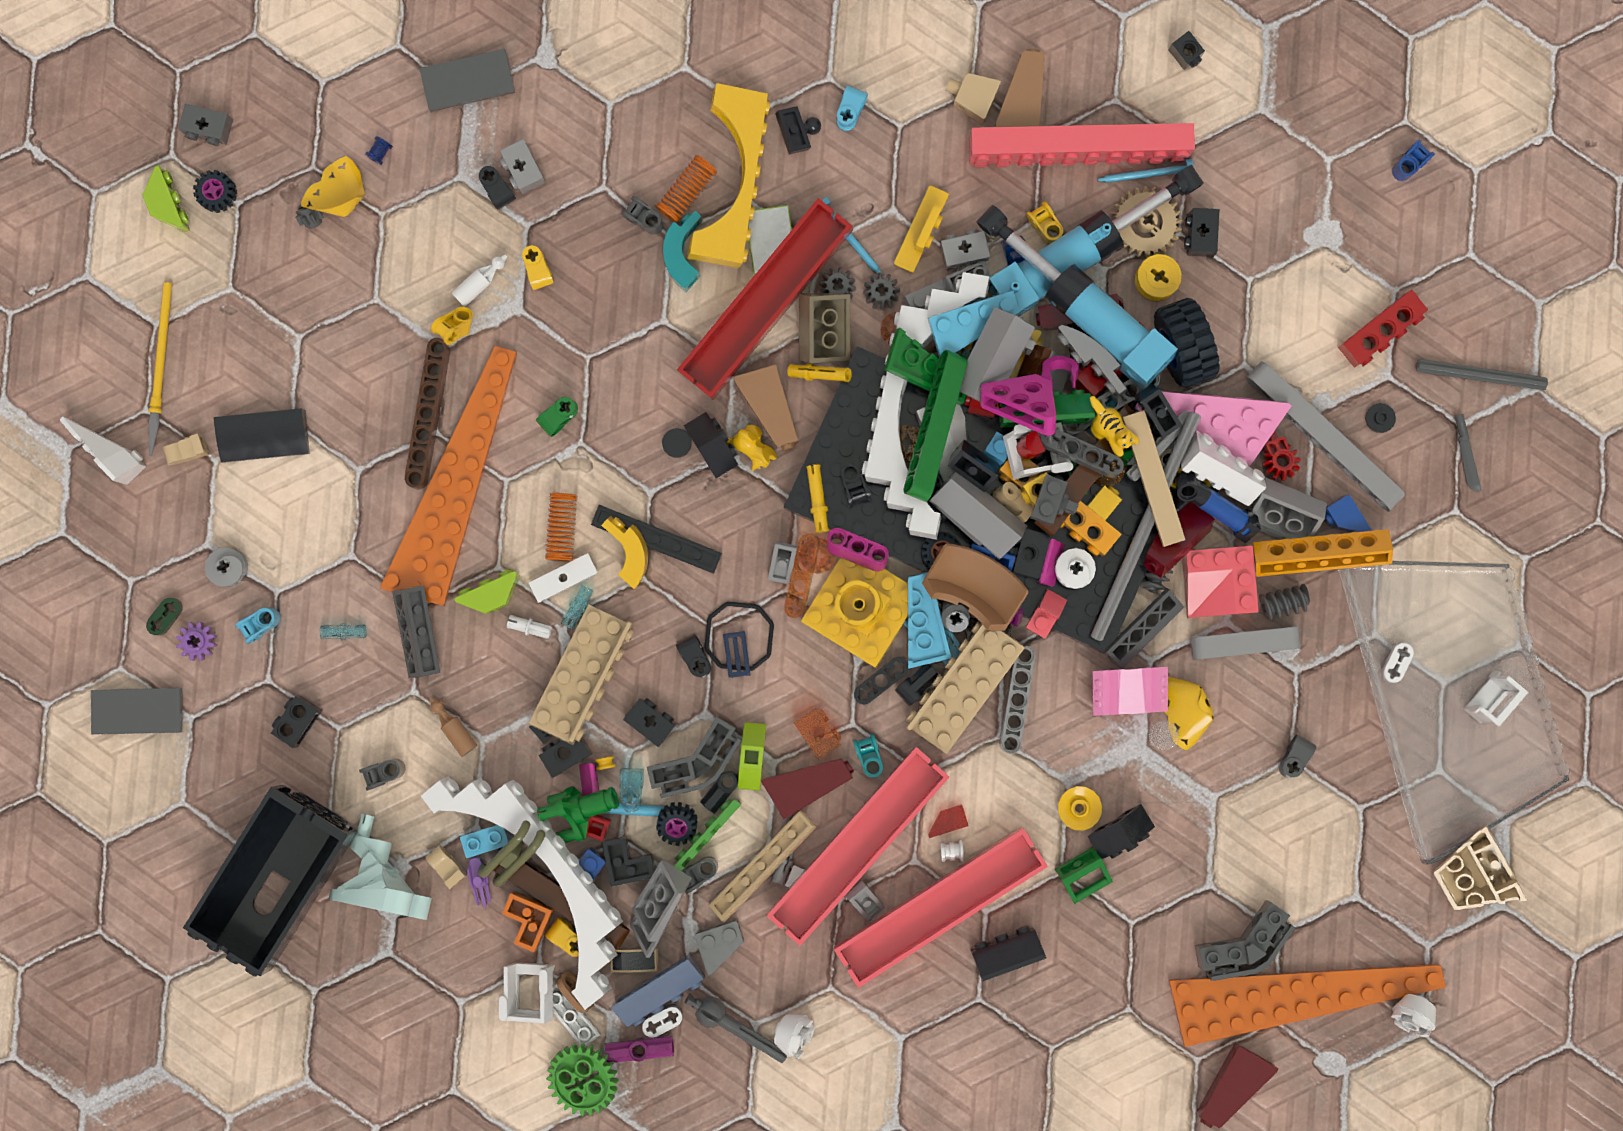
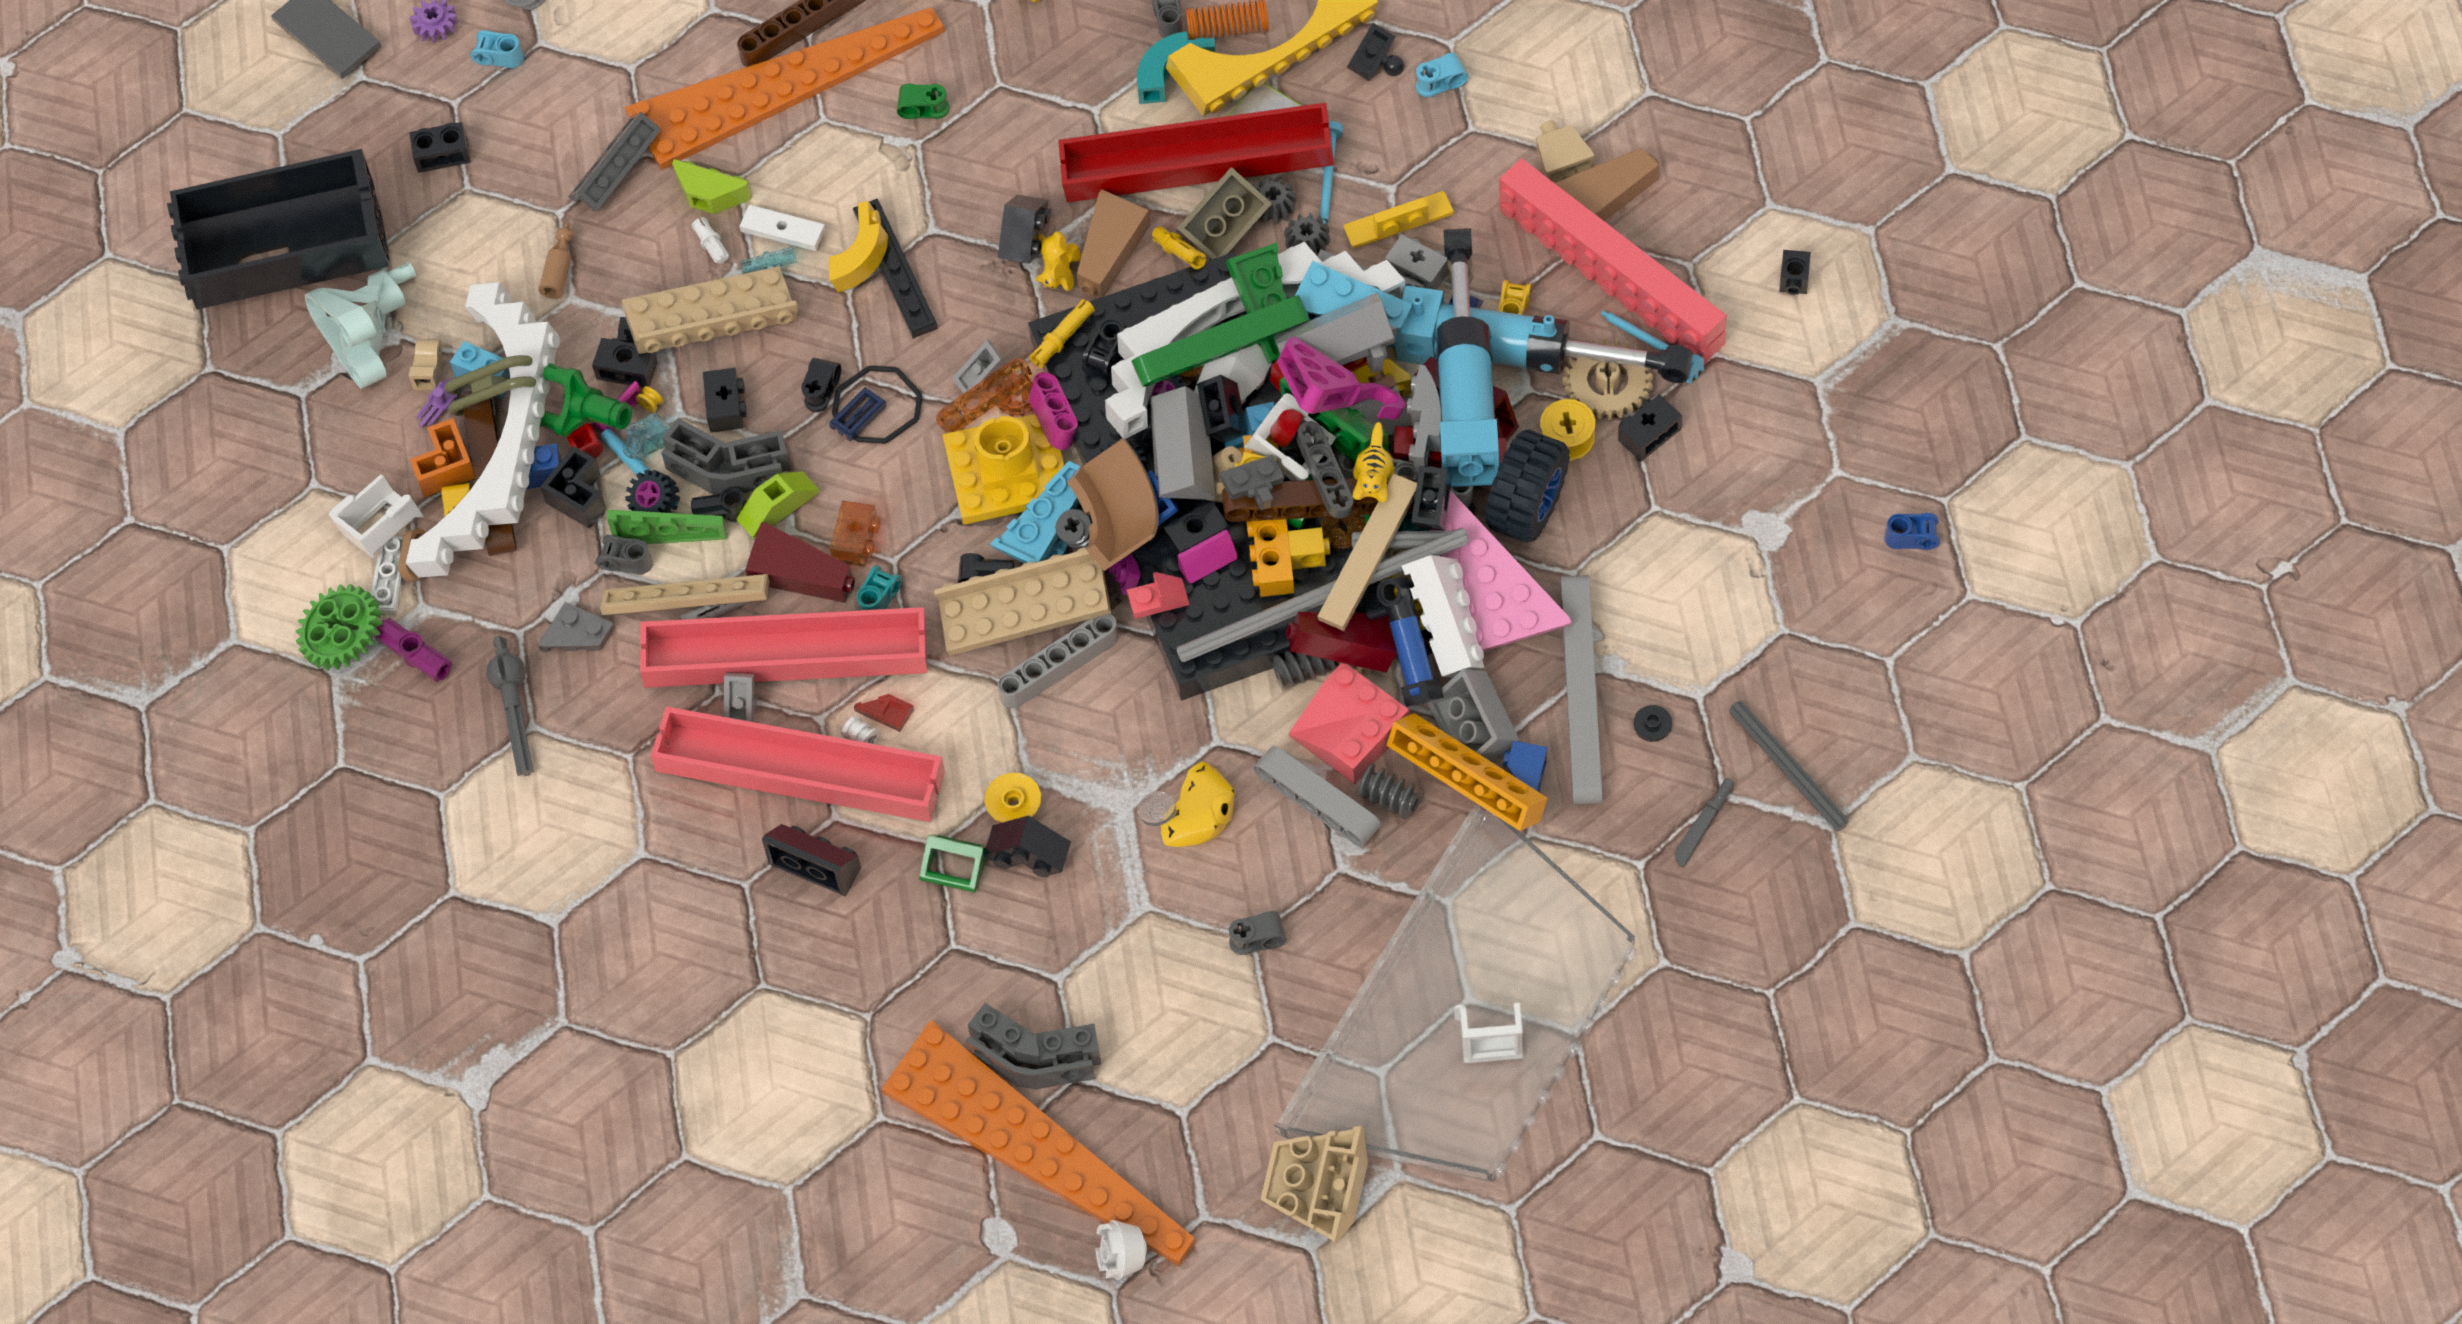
camera: 50 degrees right, 25 degrees down
(343, 631) = (557, 115): clear light blue pin -> none
(379, 774) = (461, 247): dark grey piece -> none
(556, 555) = (861, 174): orange piece -> none
(634, 961) = (492, 576): slope -> none
(657, 905) = (561, 540): light grey slope -> none
(658, 990) = (483, 610): sand blue slope -> none
(664, 1026) = (459, 645): white beam -> none
(676, 443) = (992, 206): black piece -> none
(793, 1034) = (554, 753): white cone -> none
(871, 695) = (949, 535): black beam -> none
(1068, 559) = (1223, 579): white piece -> none
(1130, 691) = (1163, 733): bright pink slope -> none
(1144, 628) = (1227, 705): dark grey fence -> none
(1234, 1085) = (887, 1162): dark red slope -> none
(1278, 448) = (1521, 659): red gear -> none
(1402, 664) = (1440, 936): white beam -> none
(1408, 304) = (1723, 634): red brick -> none

